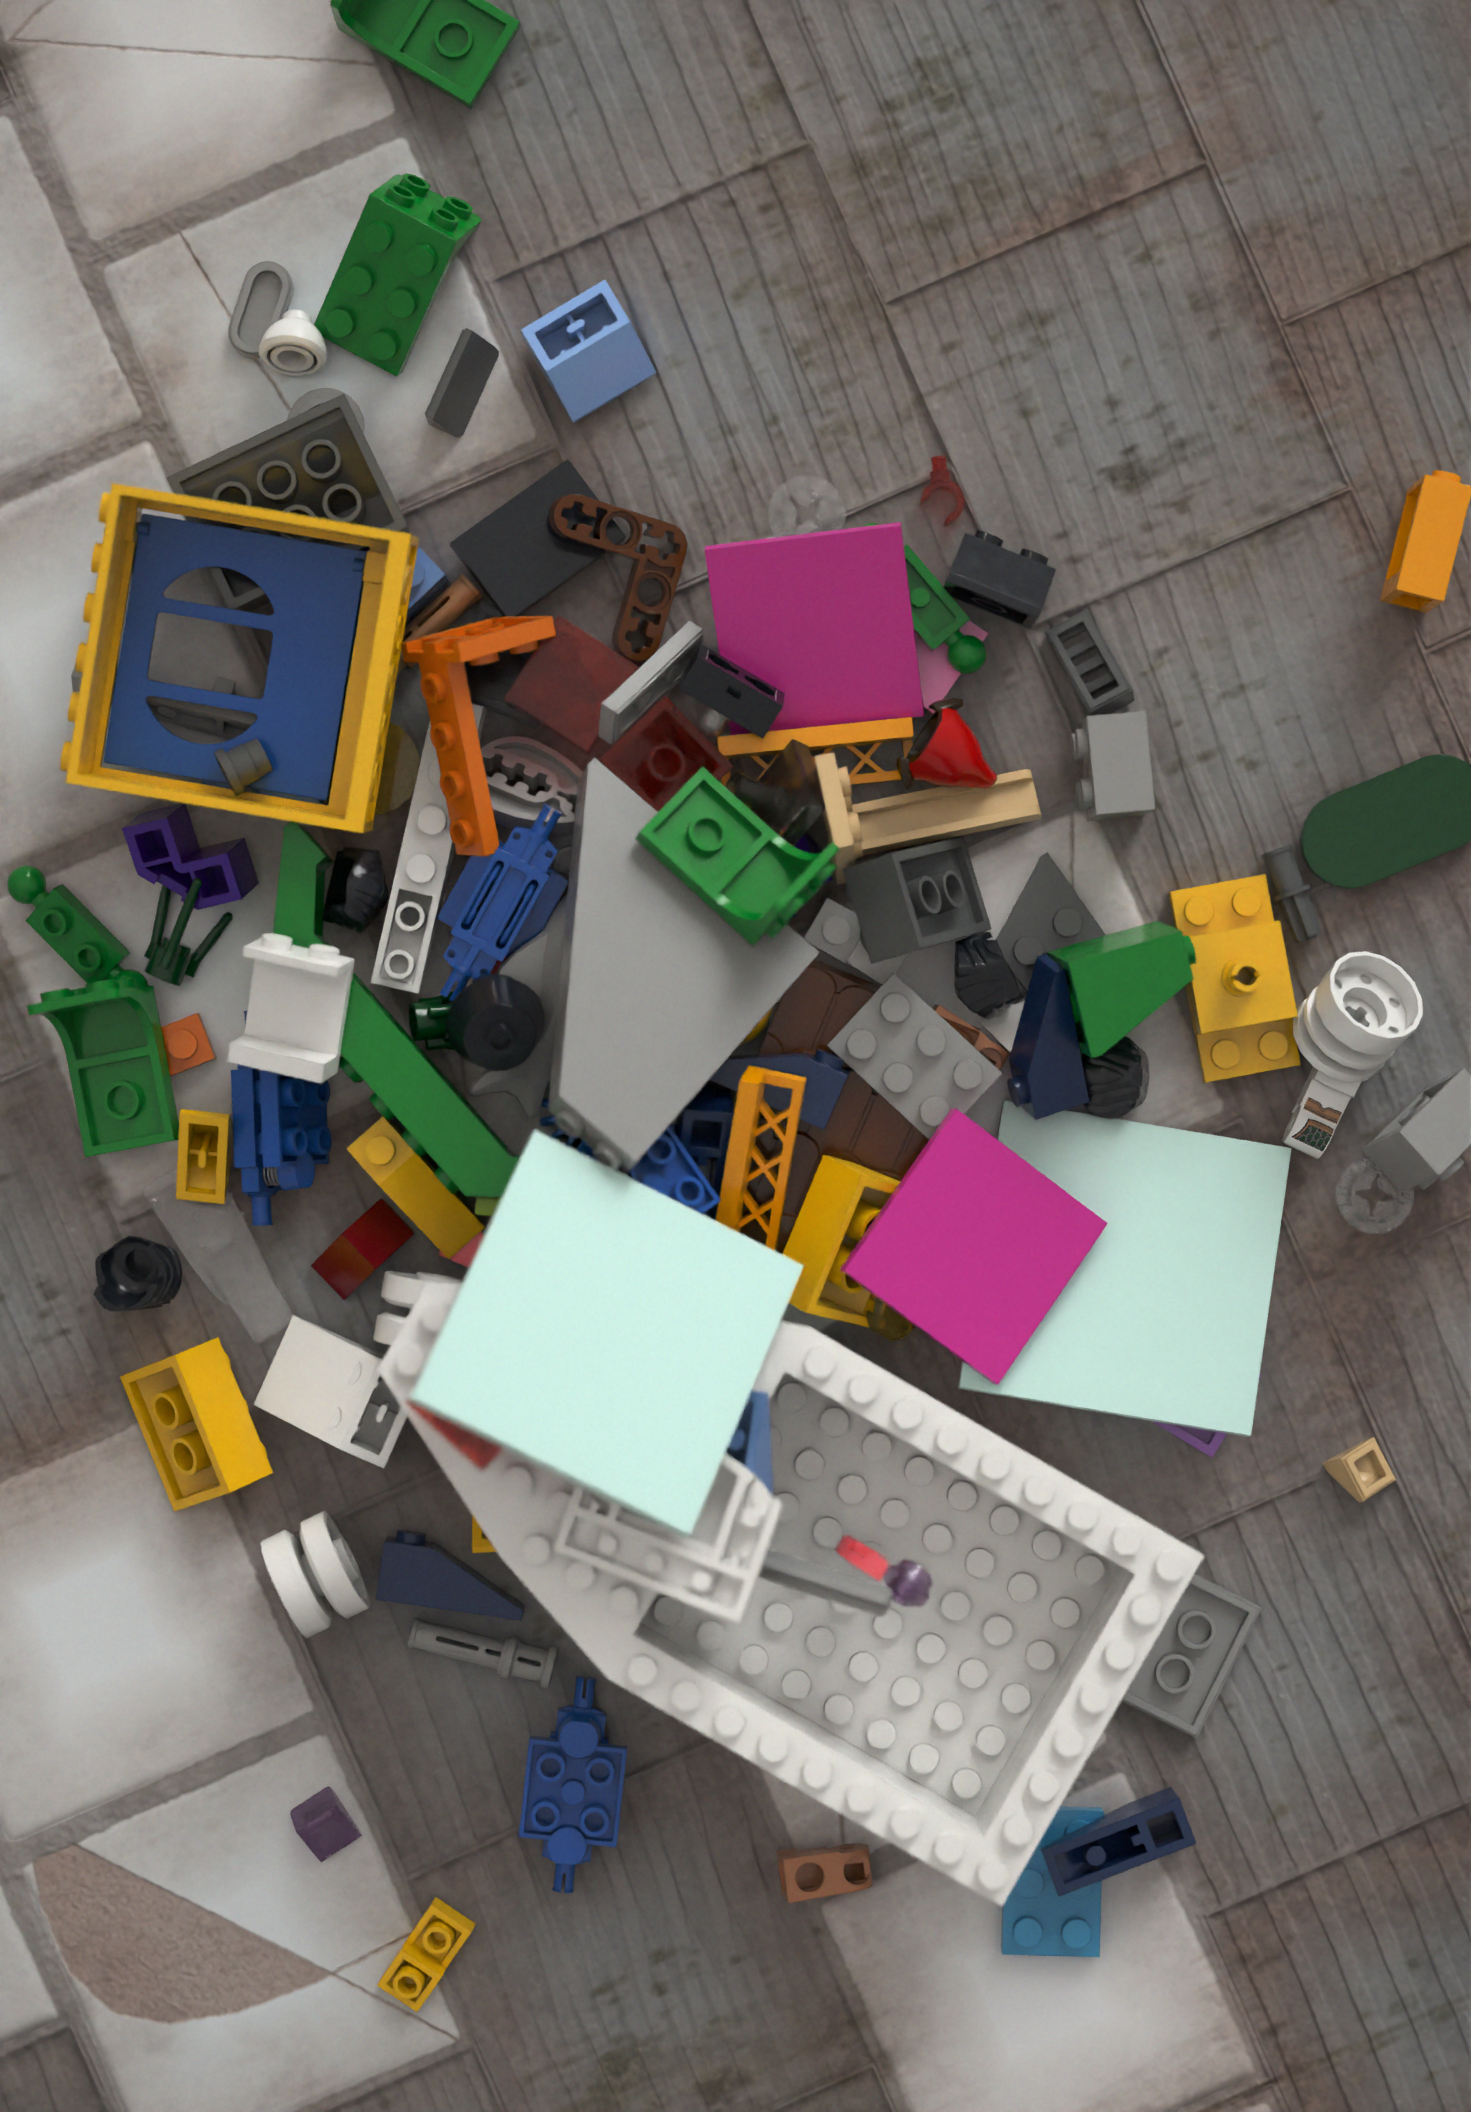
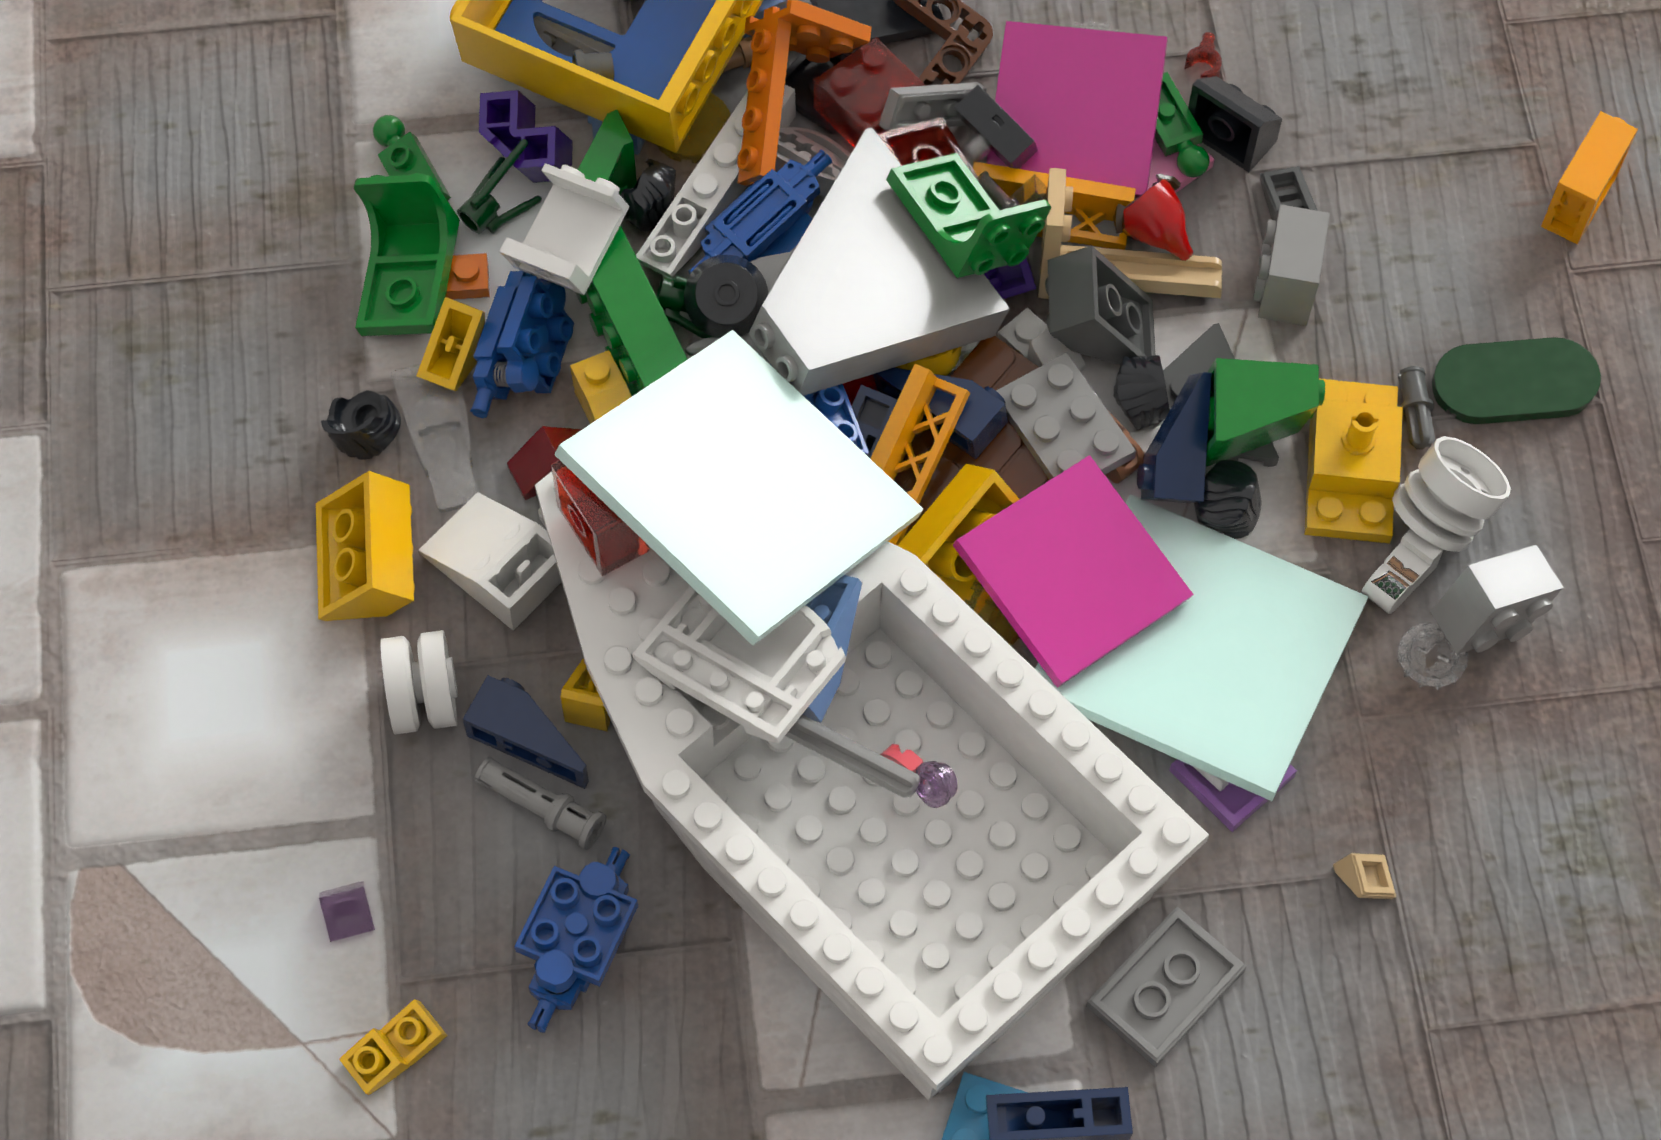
camera: 20 degrees right, 25 degrees down
(824, 1871) = (780, 1075): nougat leg -> none

